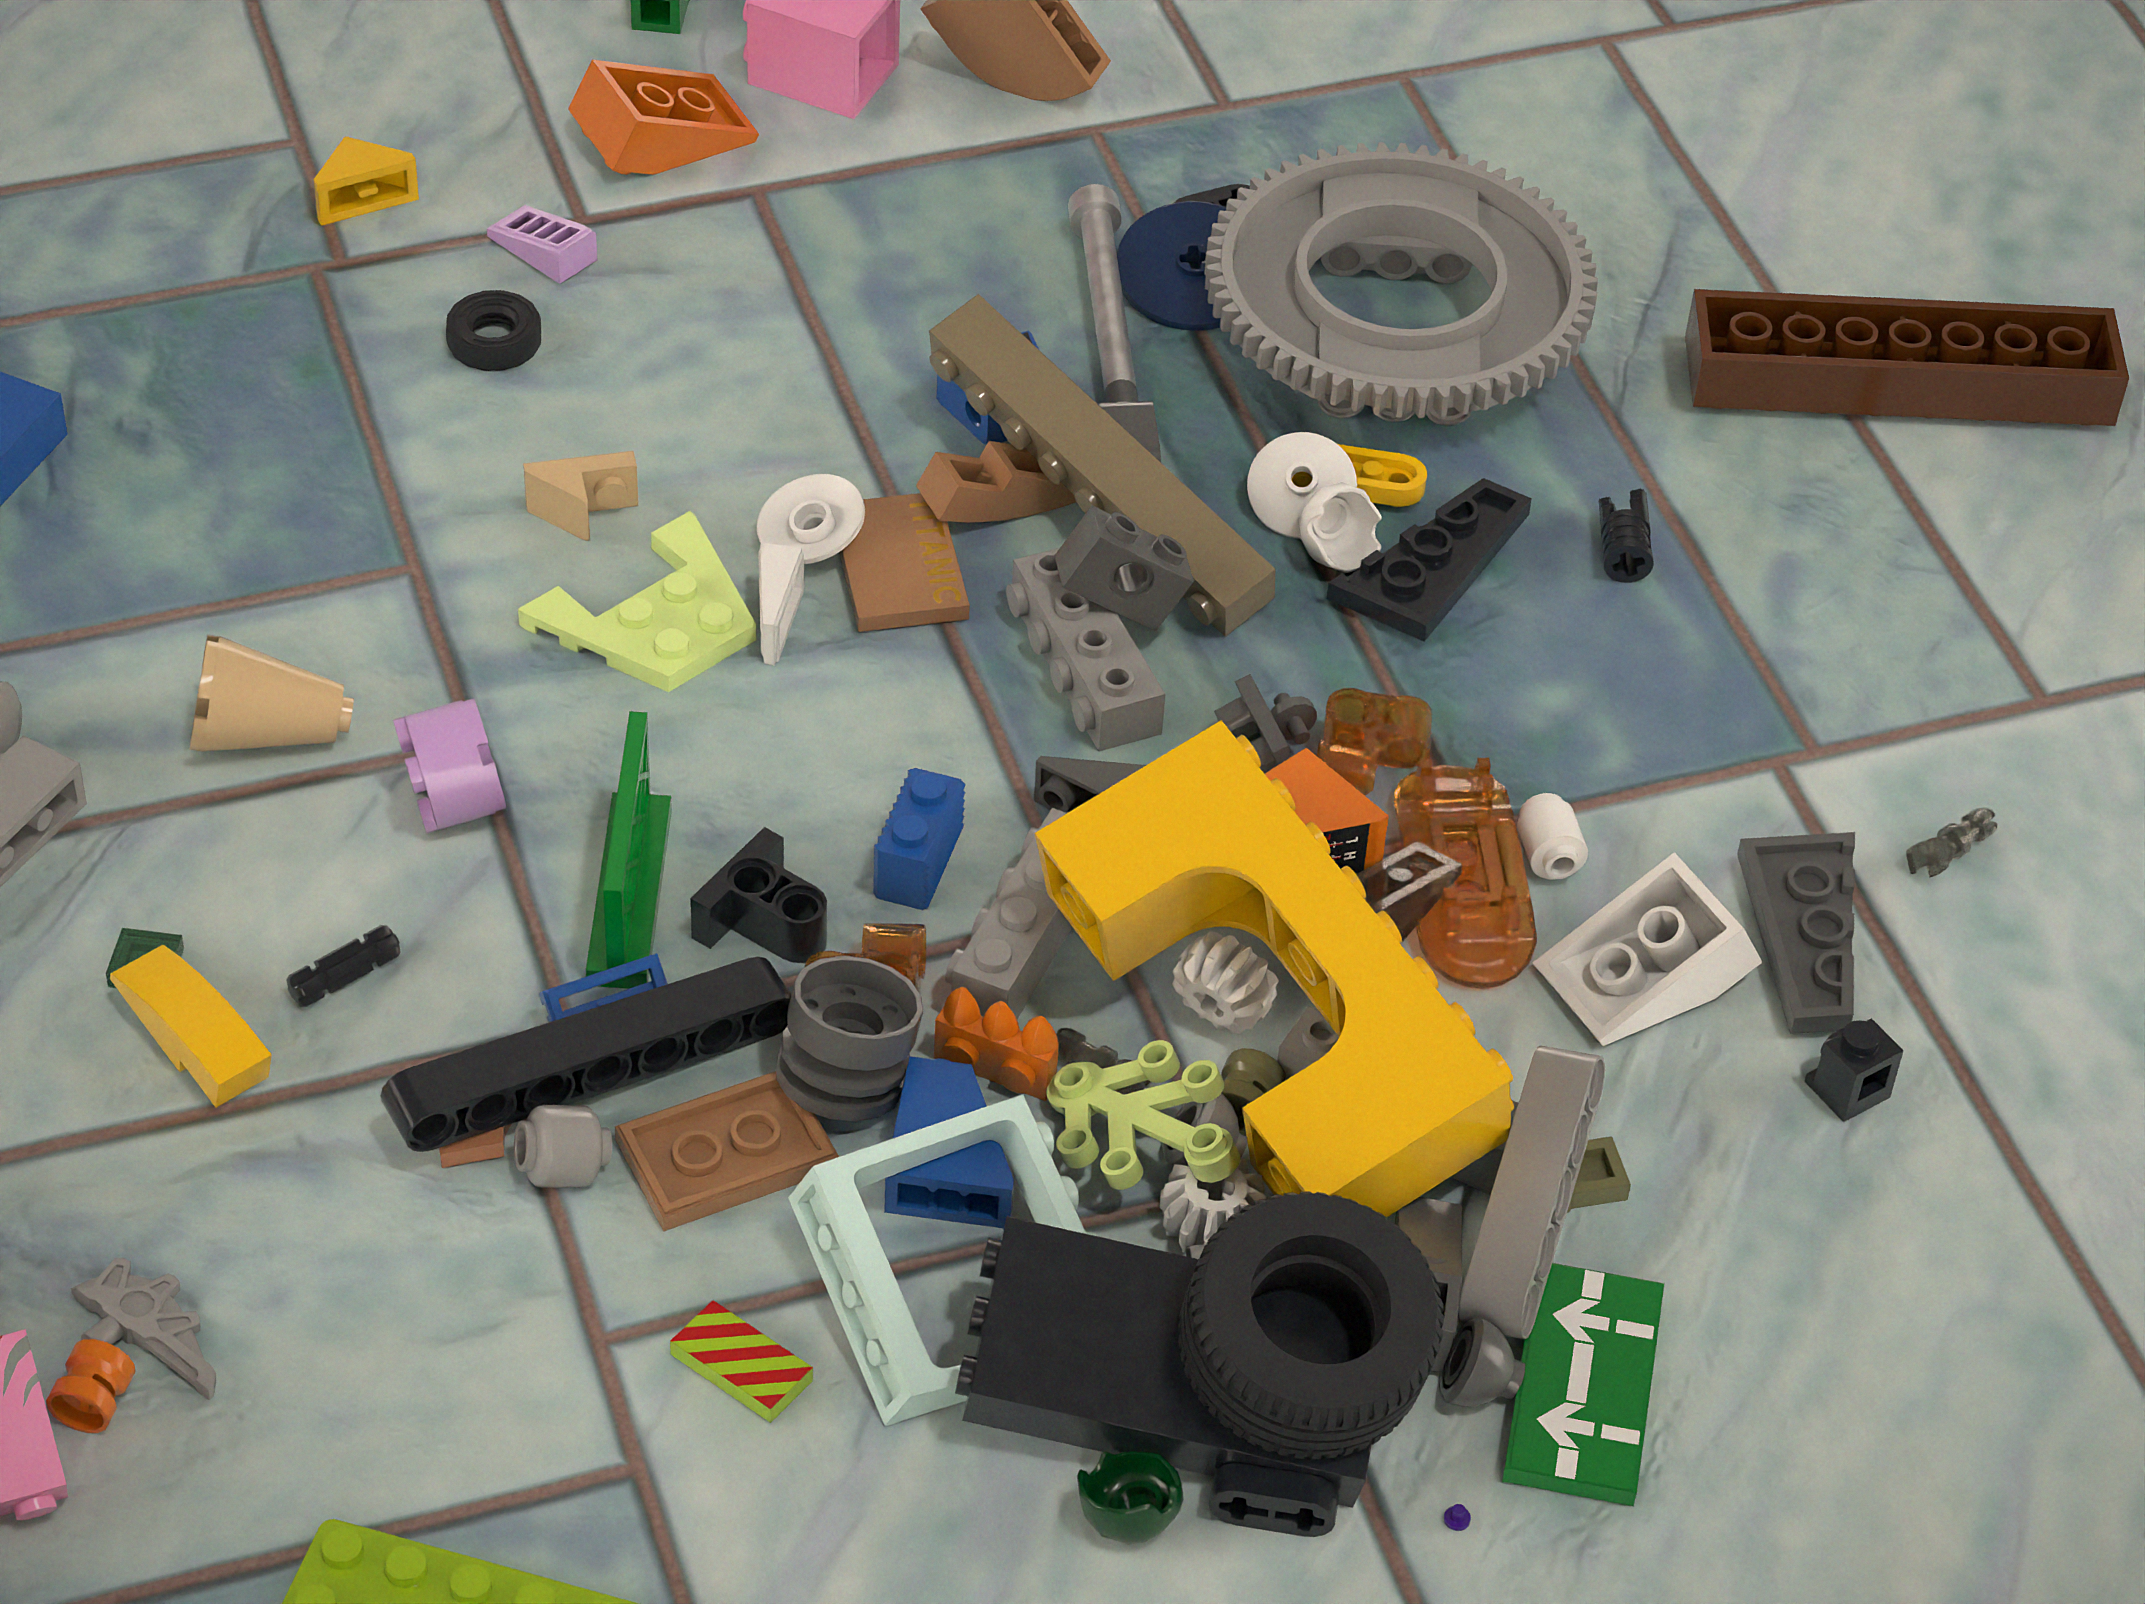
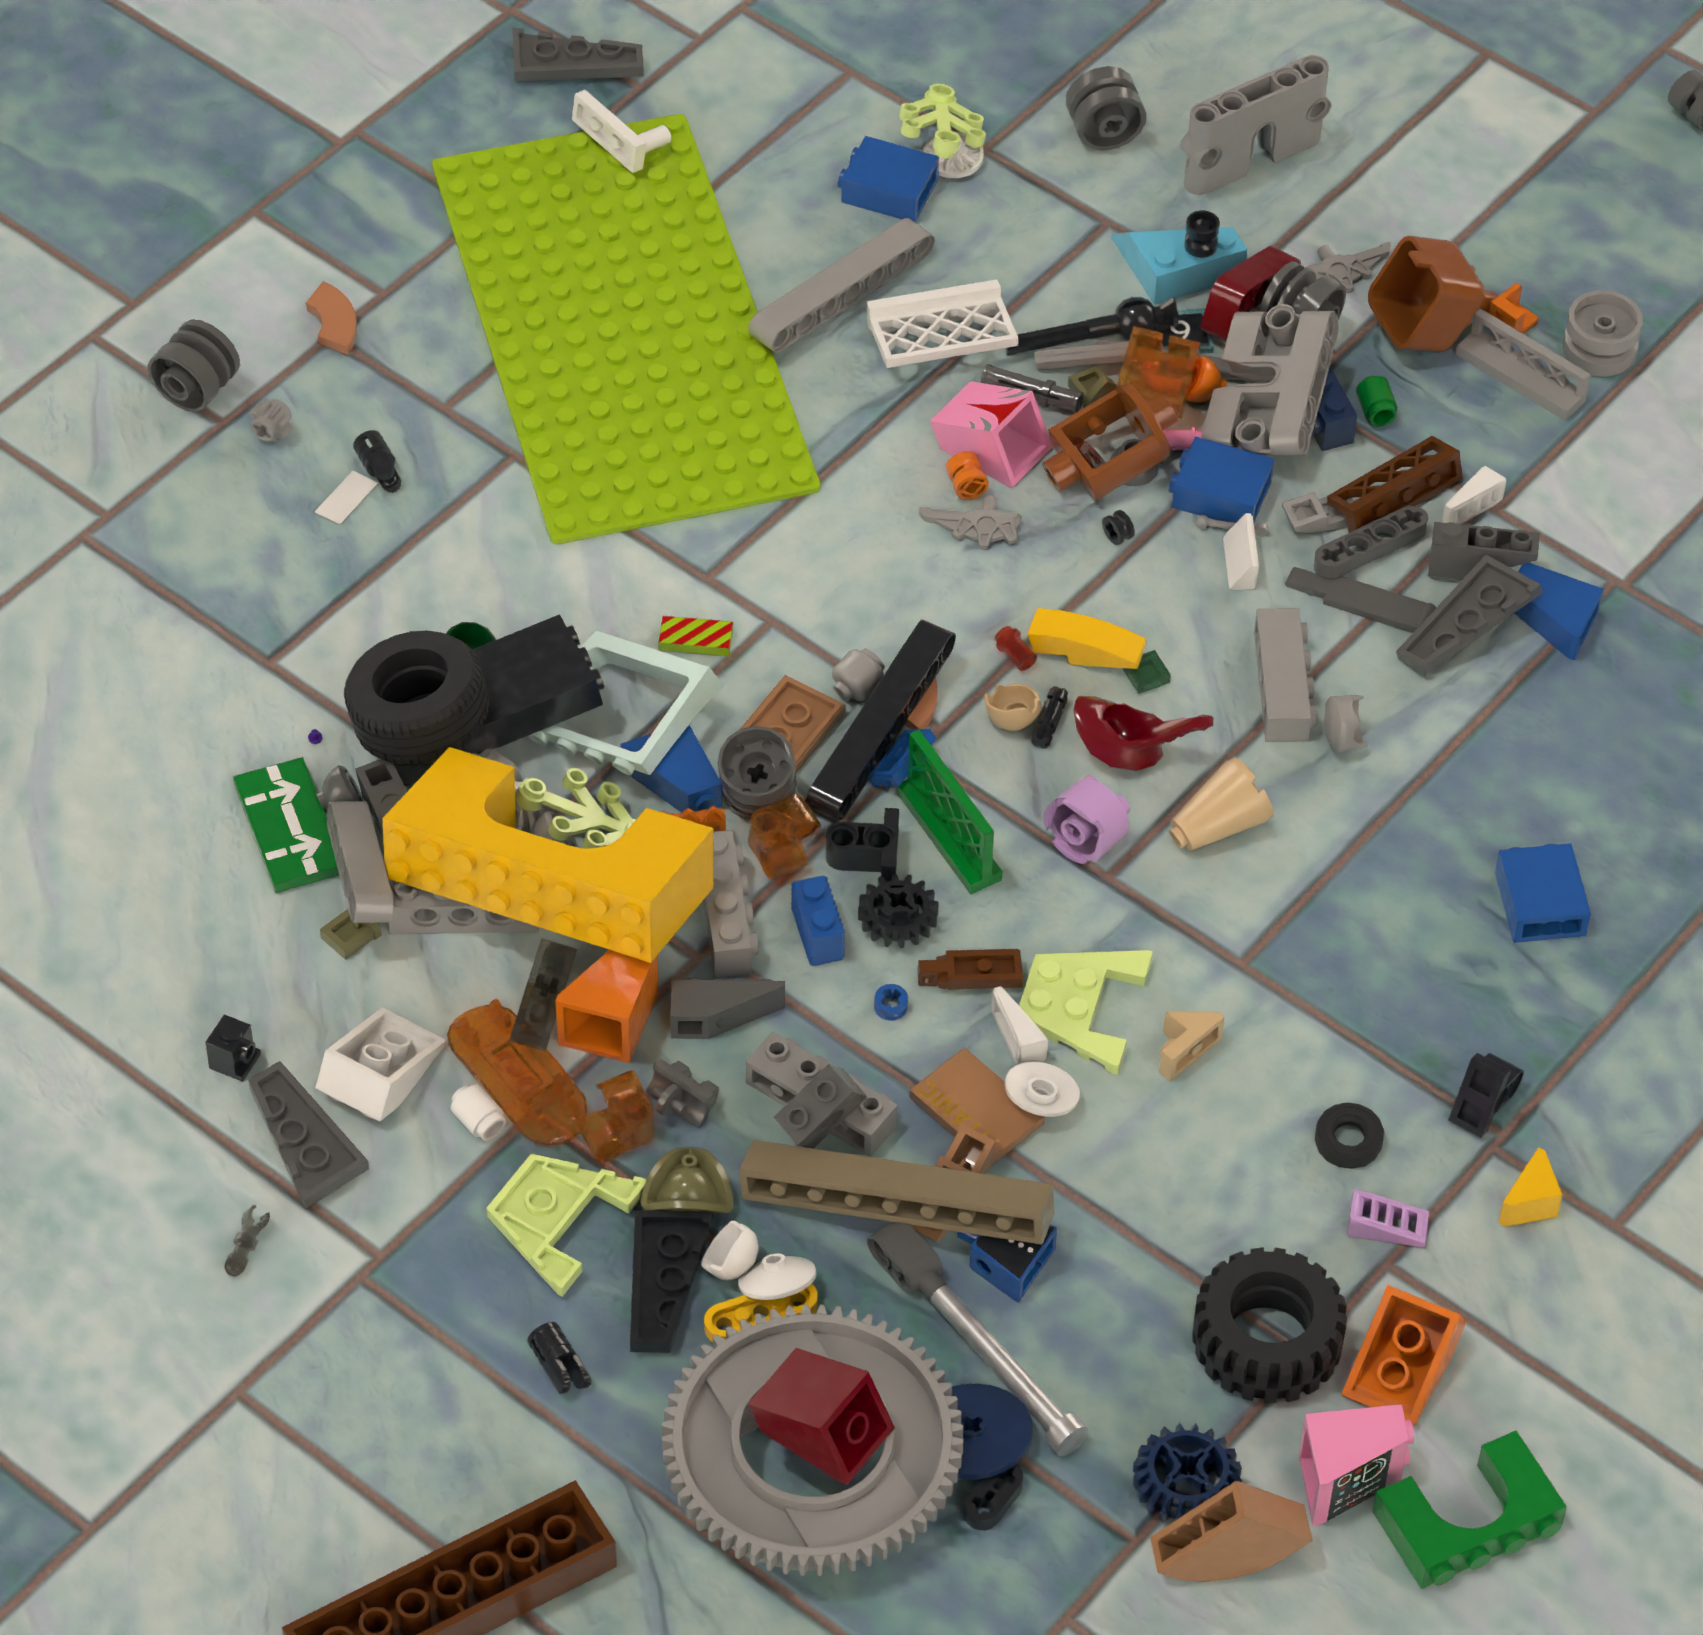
camera: 150 degrees right, 5 degrees up
(272, 856) = (1126, 735): none -> dark red hat
(292, 1092) = (1010, 642): none -> clear red pin
(293, 275) = (1484, 1091): none -> black tile
(388, 983) = (1013, 706): none -> tan hair
(765, 696) = (973, 969): none -> reddish brown hinge
(786, 183) = (1278, 1283): none -> black tyre
(800, 802) = (898, 910): none -> black gear
(900, 735) = (894, 992): none -> blue bush
(998, 128) = (1186, 1459): none -> dark blue gear
(1337, 629) = (688, 1182): none -> olive hat
(1392, 236) = (823, 1413): none -> dark red slope
(1526, 700) = (543, 1204): none -> yellowish green wing

